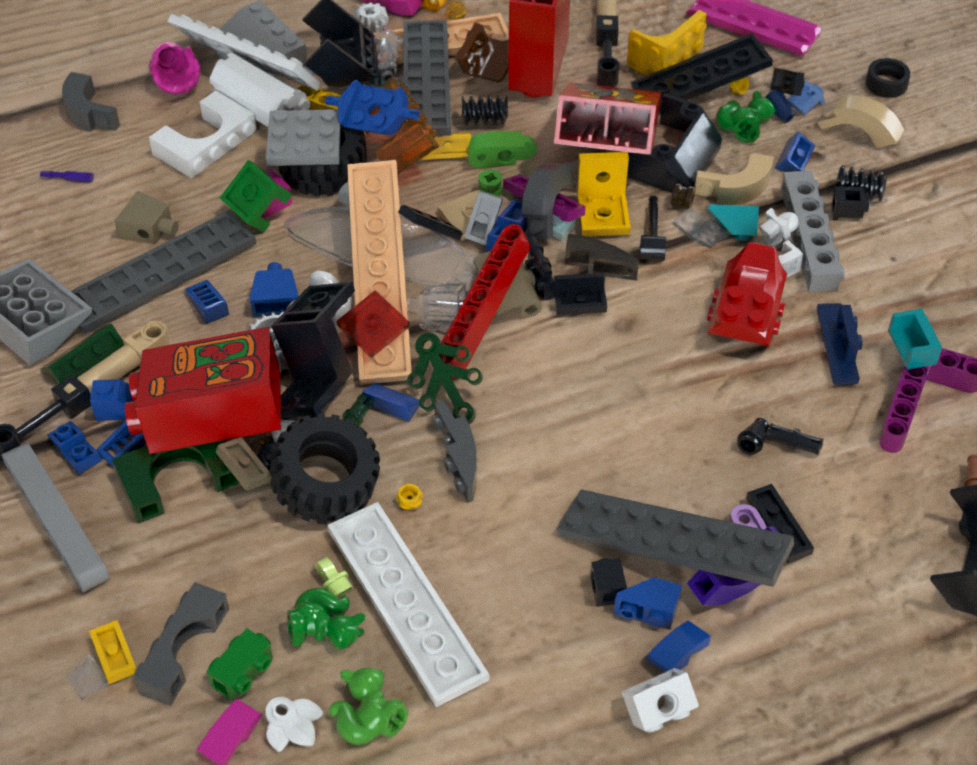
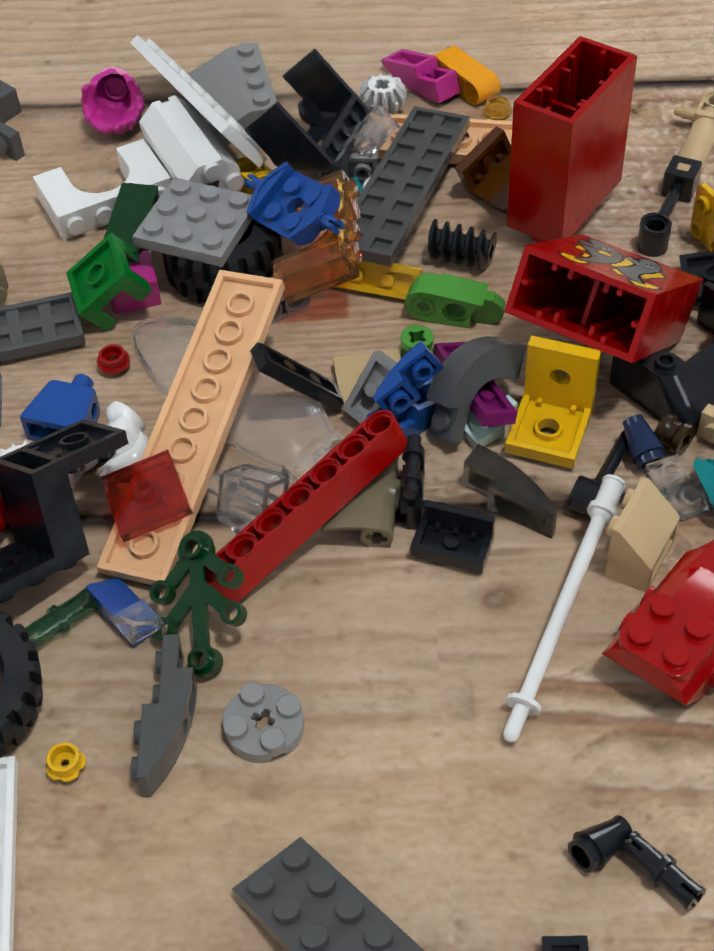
camera: 25 degrees right, 0 degrees up
(241, 145) = (130, 210): none -> dark green panel
(284, 248) = (113, 359): none -> red plate
(411, 401) = (137, 621): none -> clear slope
(504, 210) = (399, 387): none -> blue slope
(520, 423) = (257, 702): none -> light grey plate
(667, 205) = (642, 441): none -> dark blue cone
(668, 252) = (600, 512): none -> white bar
(696, 261) = (640, 536): none -> tan slope

